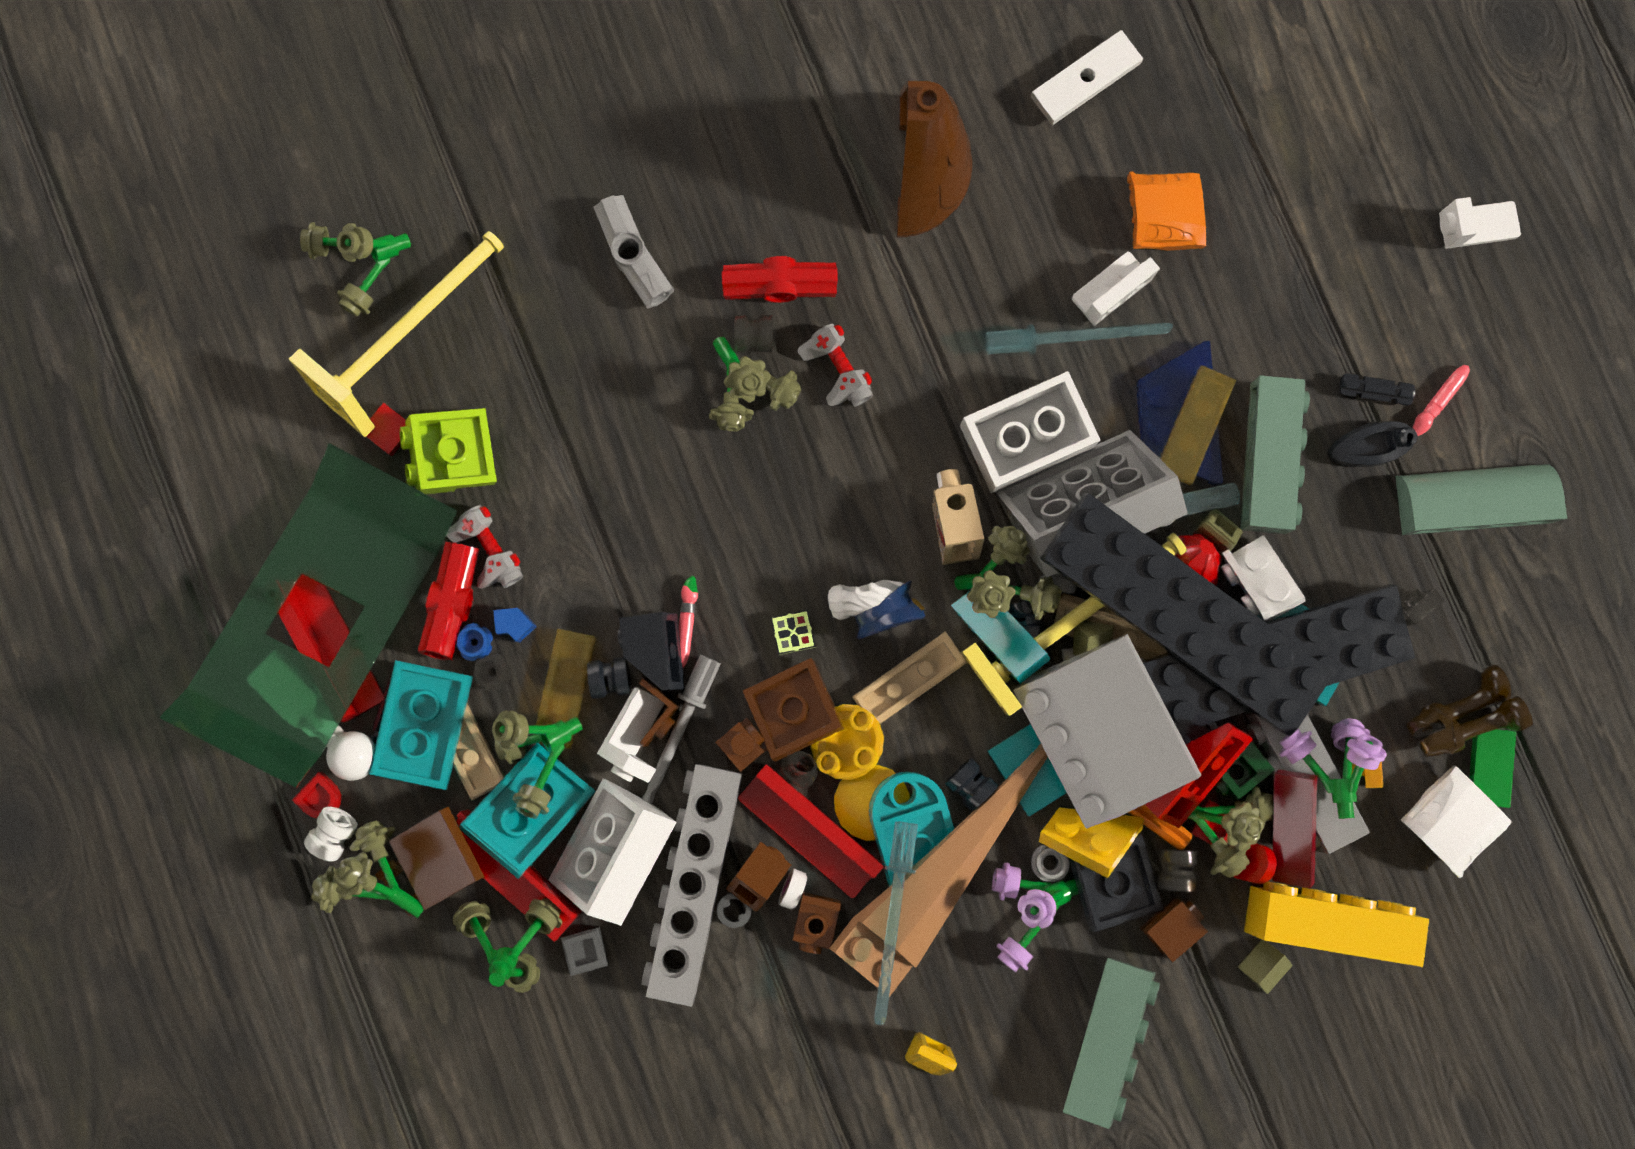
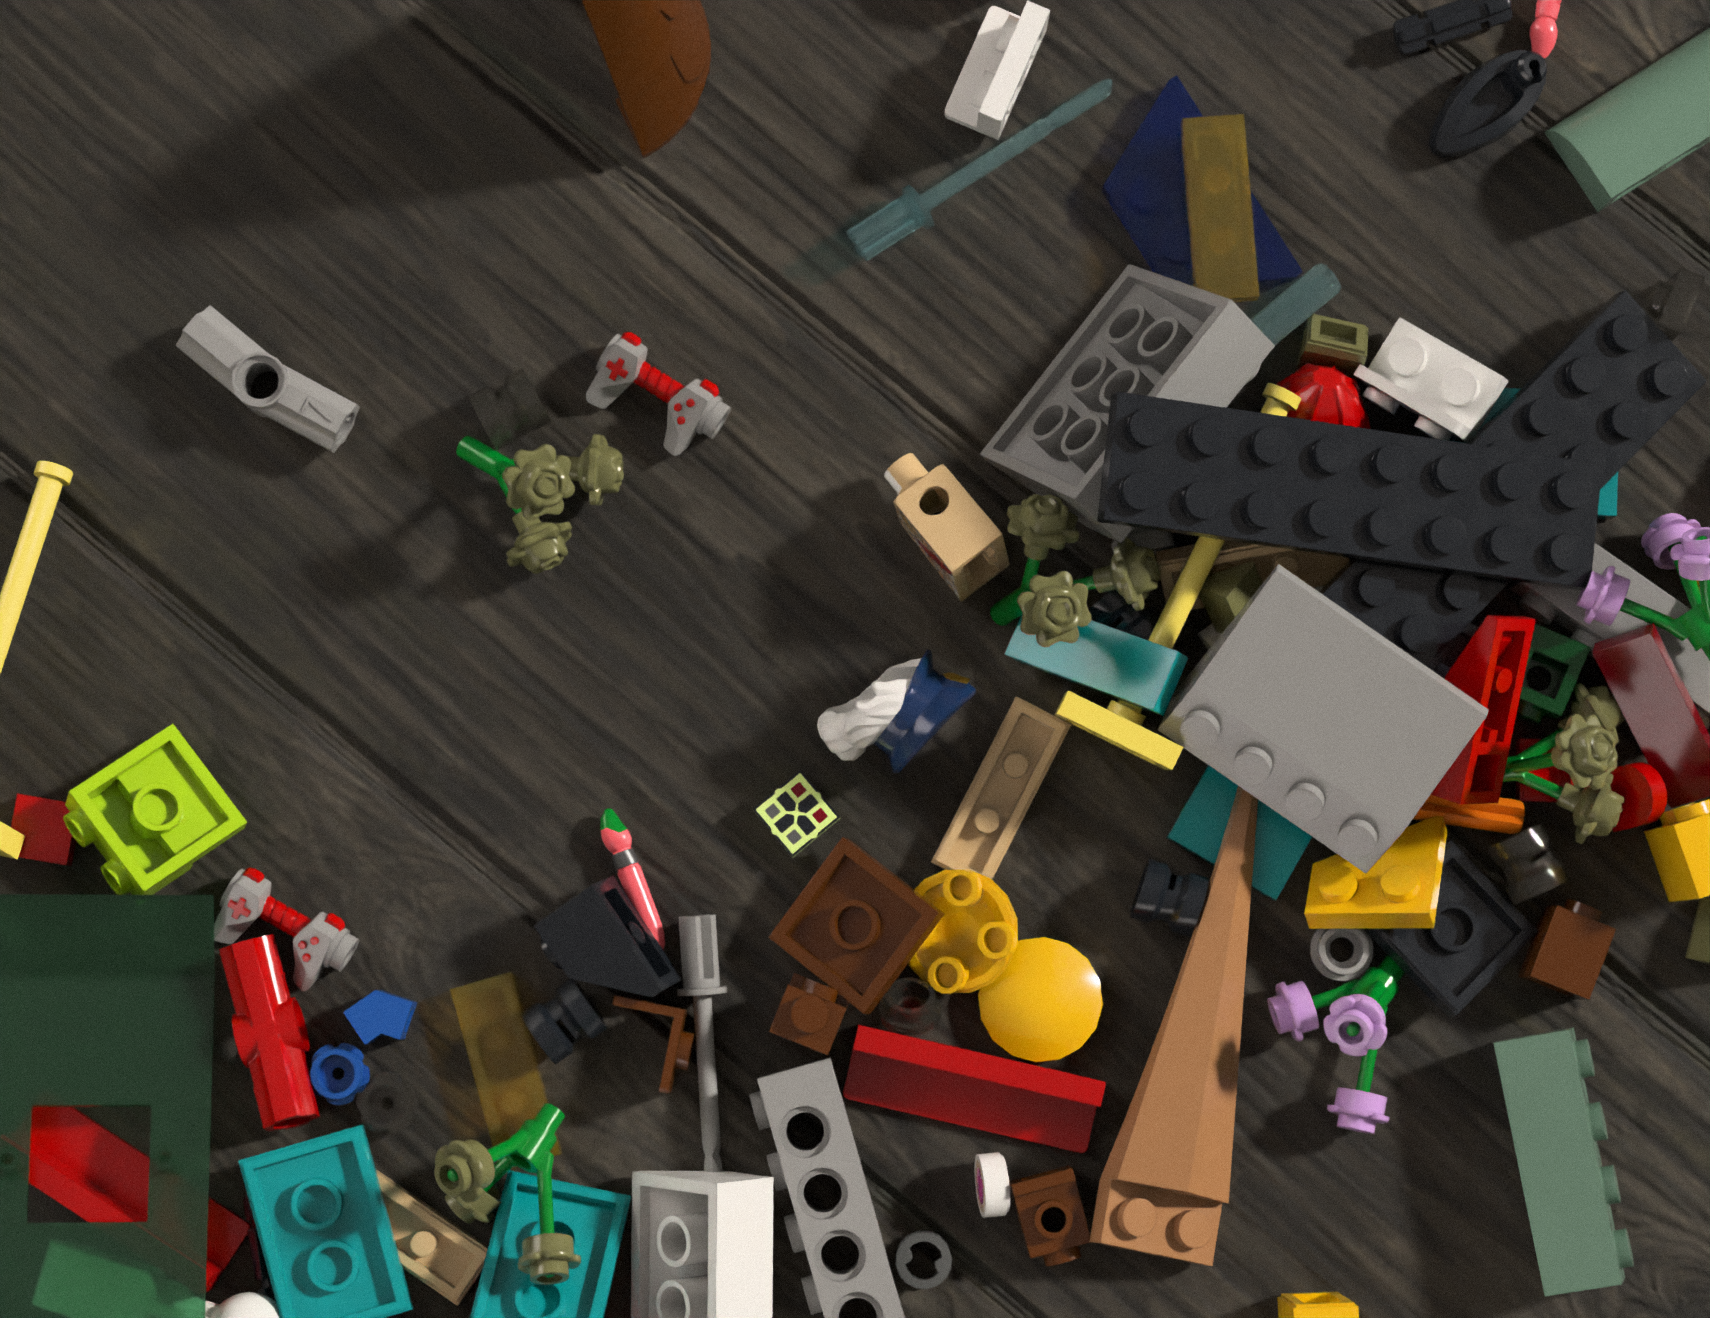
camera: 25 degrees left, 0 degrees up
(627, 732) = (634, 1085): white bracket -> none
(759, 876) = (933, 1192): reddish brown brick -> none
(779, 280) = (506, 310): red piece -> none
(901, 864) = (1129, 1065): clear light blue piece -> none
(925, 807) = (1113, 1009): teal tile -> none
(1029, 432) = (986, 344): white brick -> none
(1274, 454) = (1354, 193): sand green brick -> none

